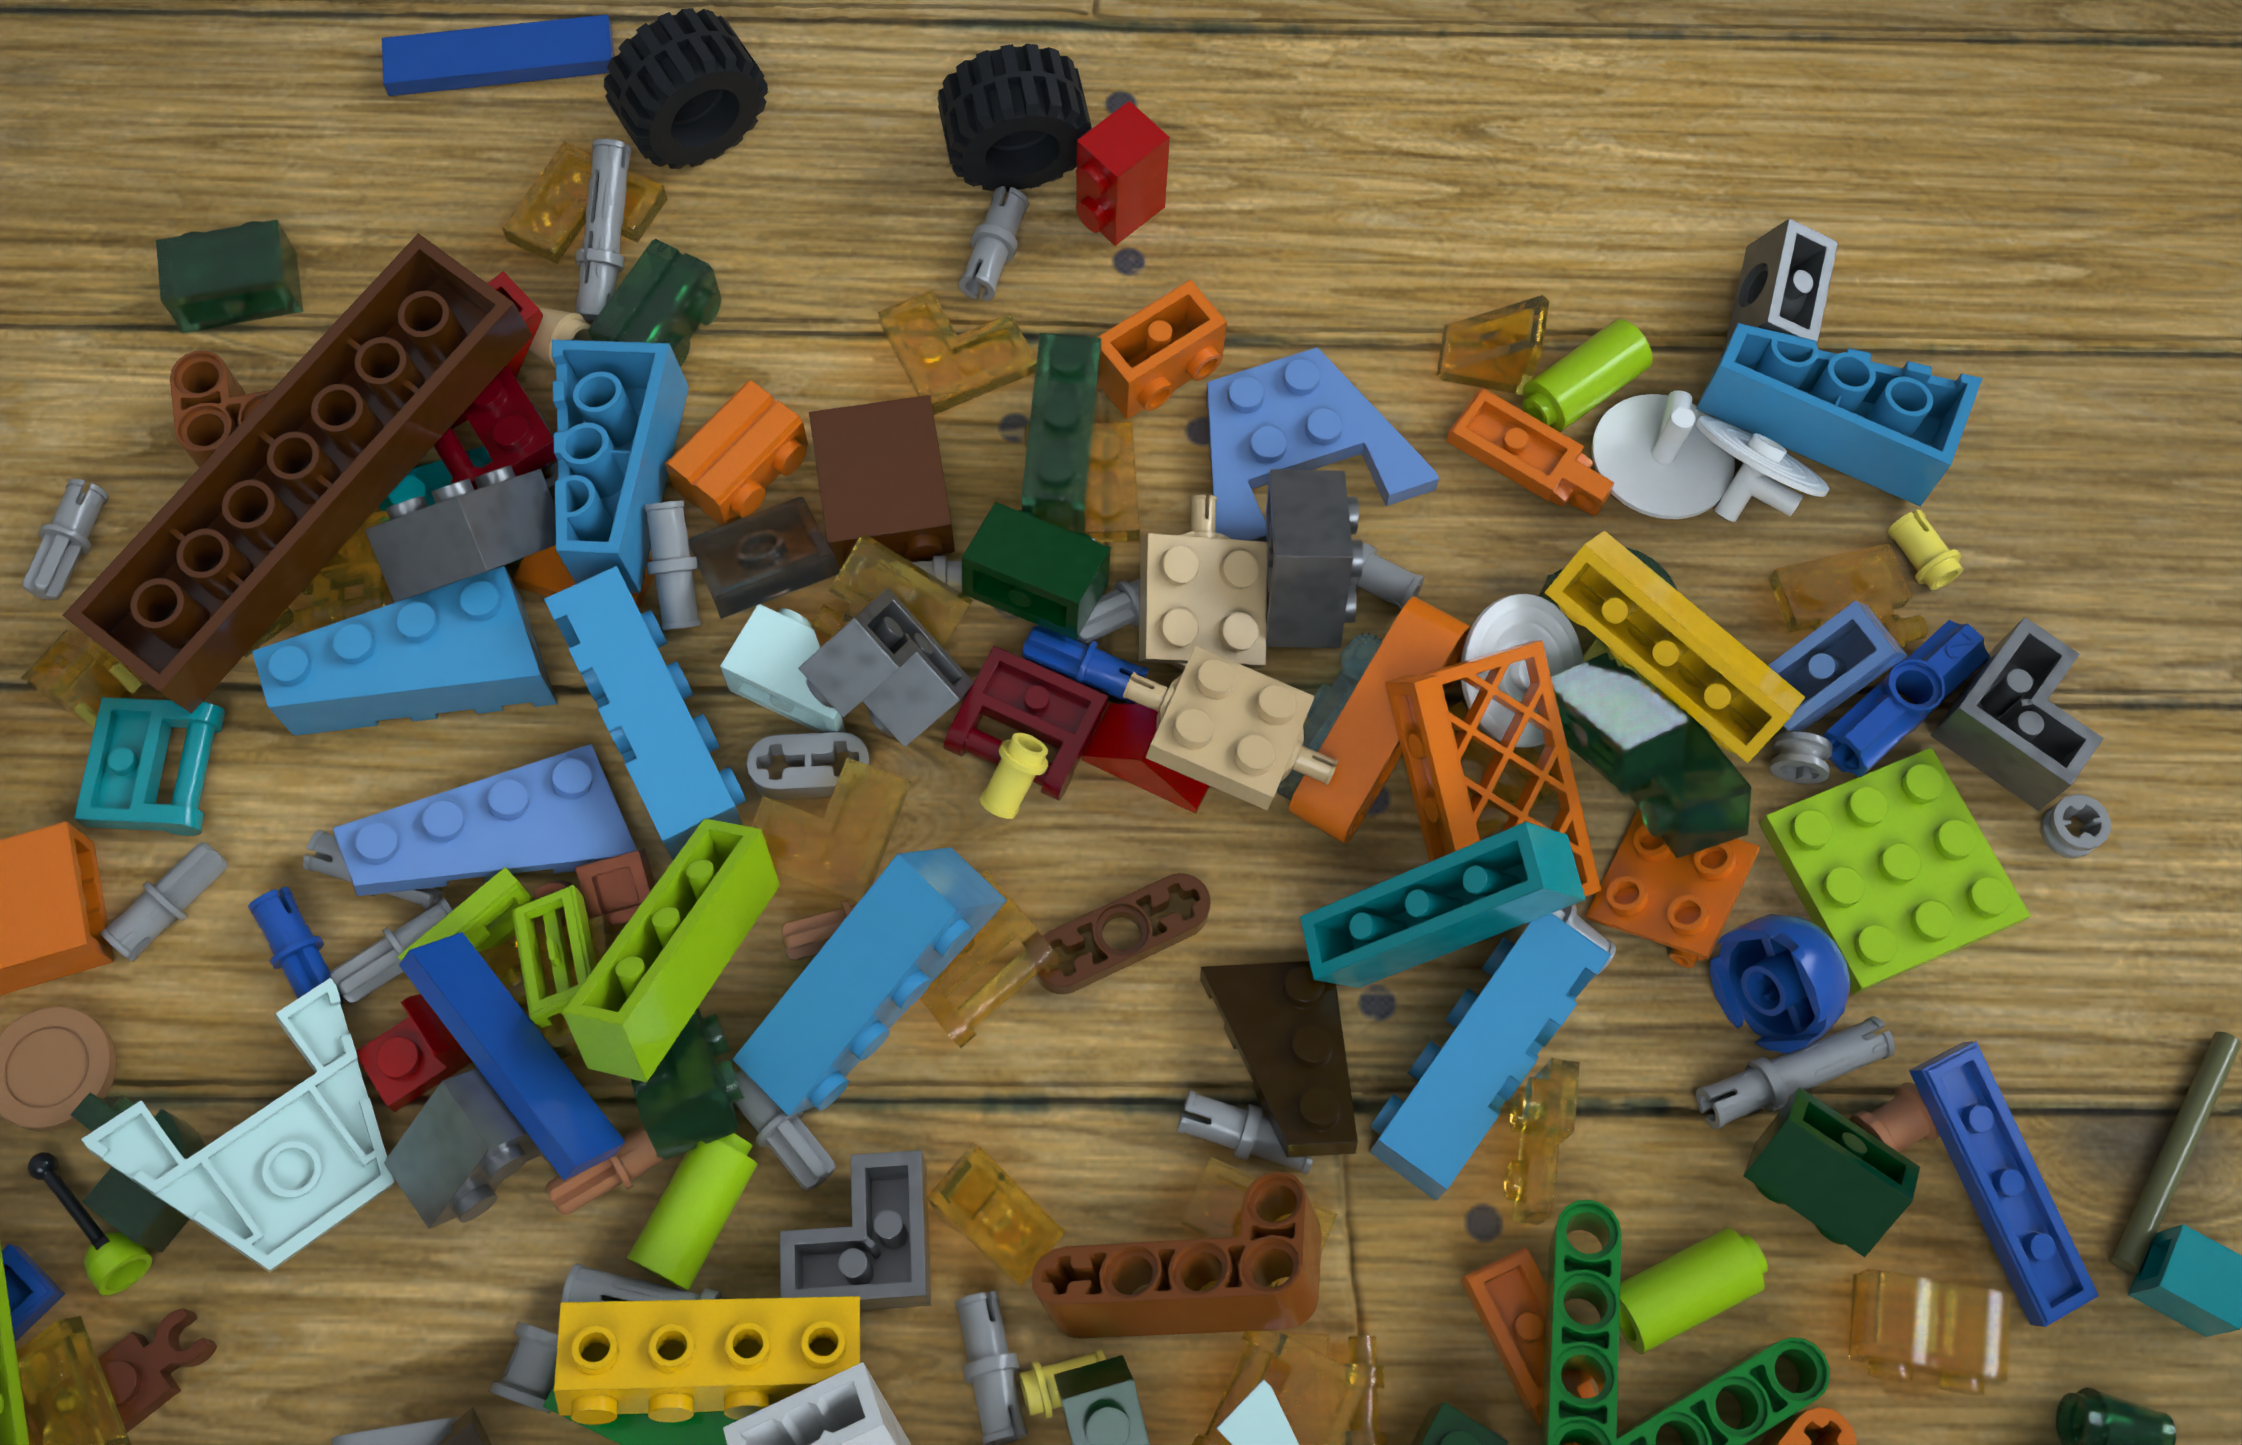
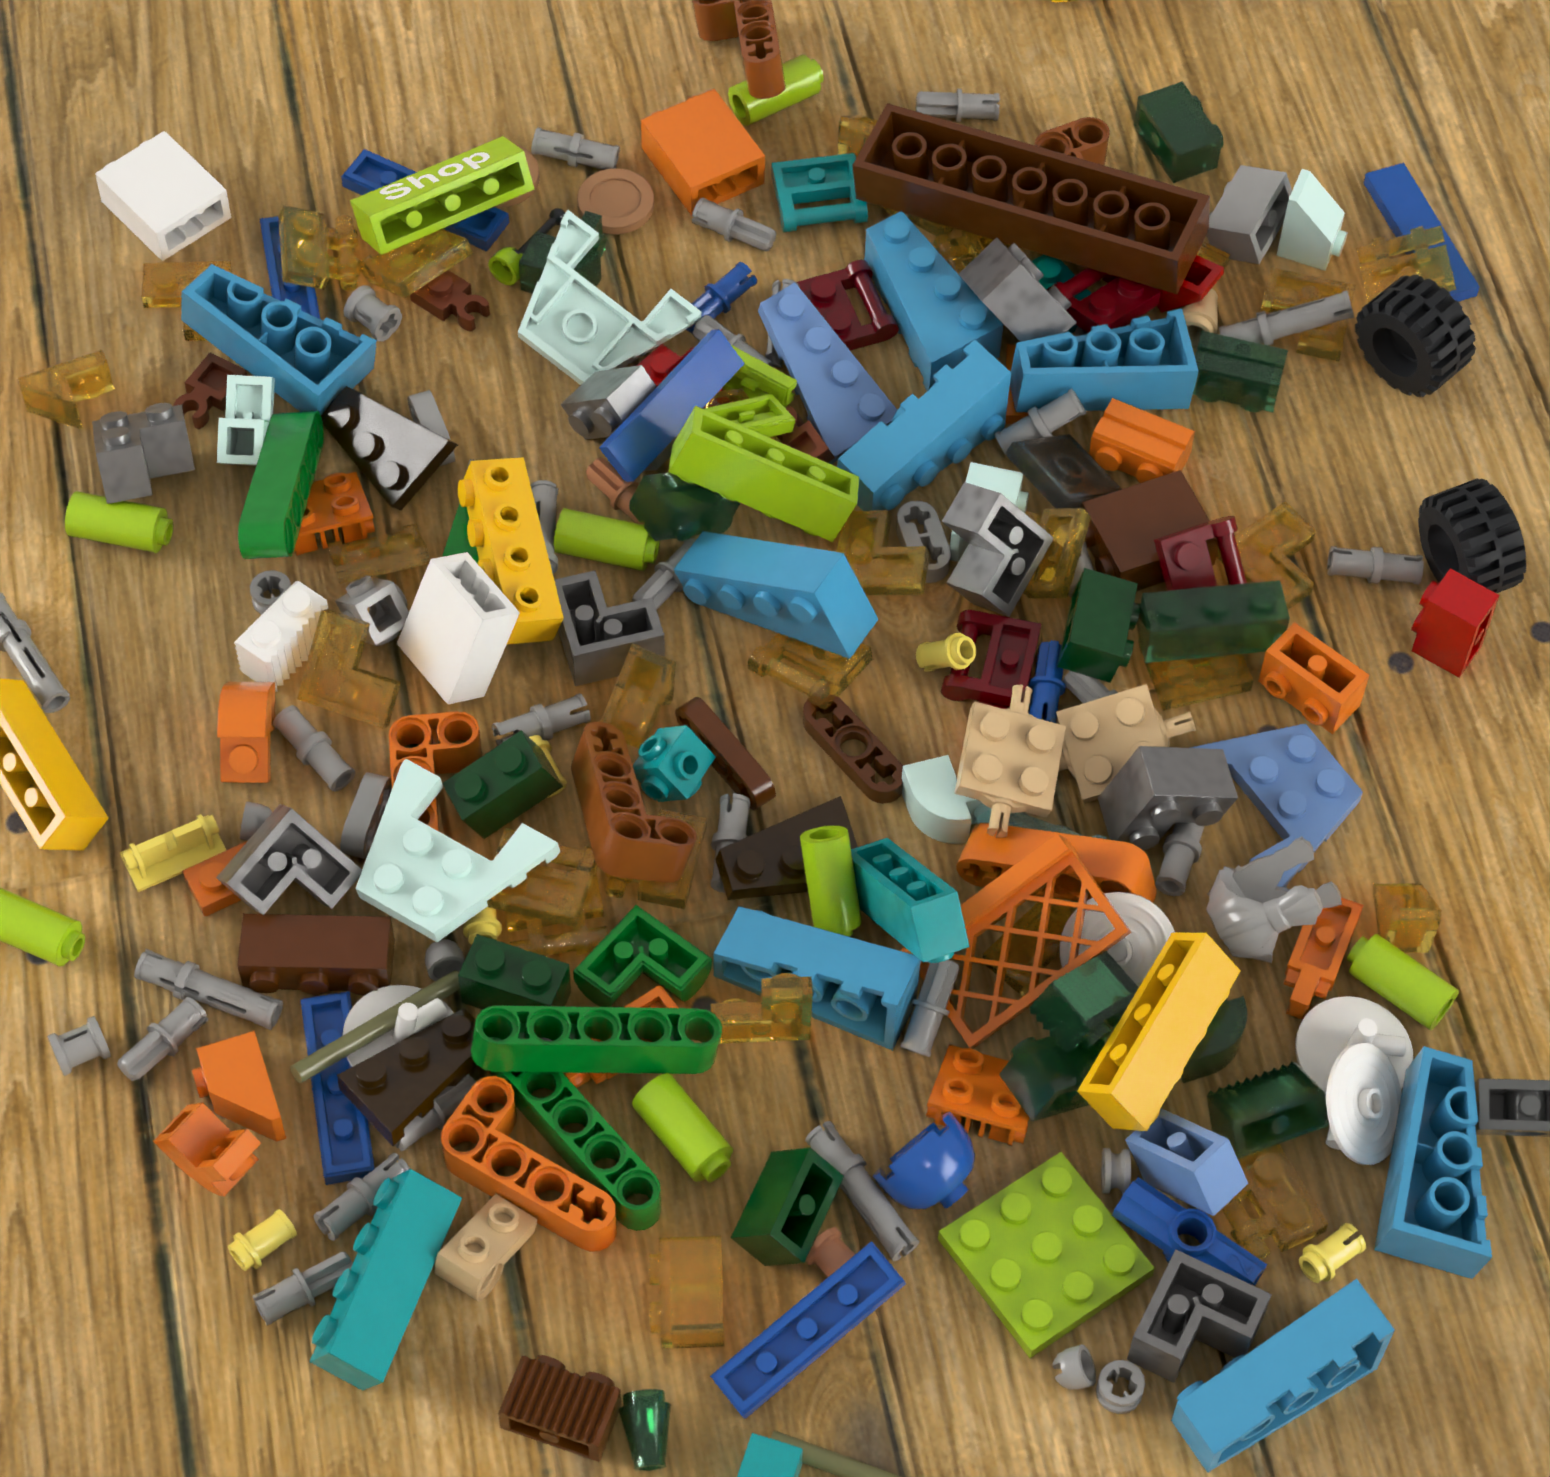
camera: 80 degrees right, 10 degrees down
(360, 792) = (832, 302): none -> dark red plate
(392, 208) = (1249, 213): none -> light grey brick
(454, 162) = (1311, 224): none -> light aqua slope
(572, 83) = (1426, 262): none -> clear yellow plate
(966, 444) = (1187, 560): none -> dark red plate
(1101, 1109) = (732, 759): none -> reddish brown beam
(1117, 1187) = (672, 764): none -> teal brick
(1236, 841) = (934, 806): none -> light aqua brick
(1359, 1004) = (831, 879): none -> lime brick
(1401, 1298) = (638, 947): none -> green brick
(1453, 507) = (1253, 910): none -> light grey piece
(1746, 566) = (1268, 1109): none -> clear green brick
(2053, 873) = (1076, 1368): none -> light grey hinge
(2077, 588) = (1283, 1376): none -> dark azure wedge

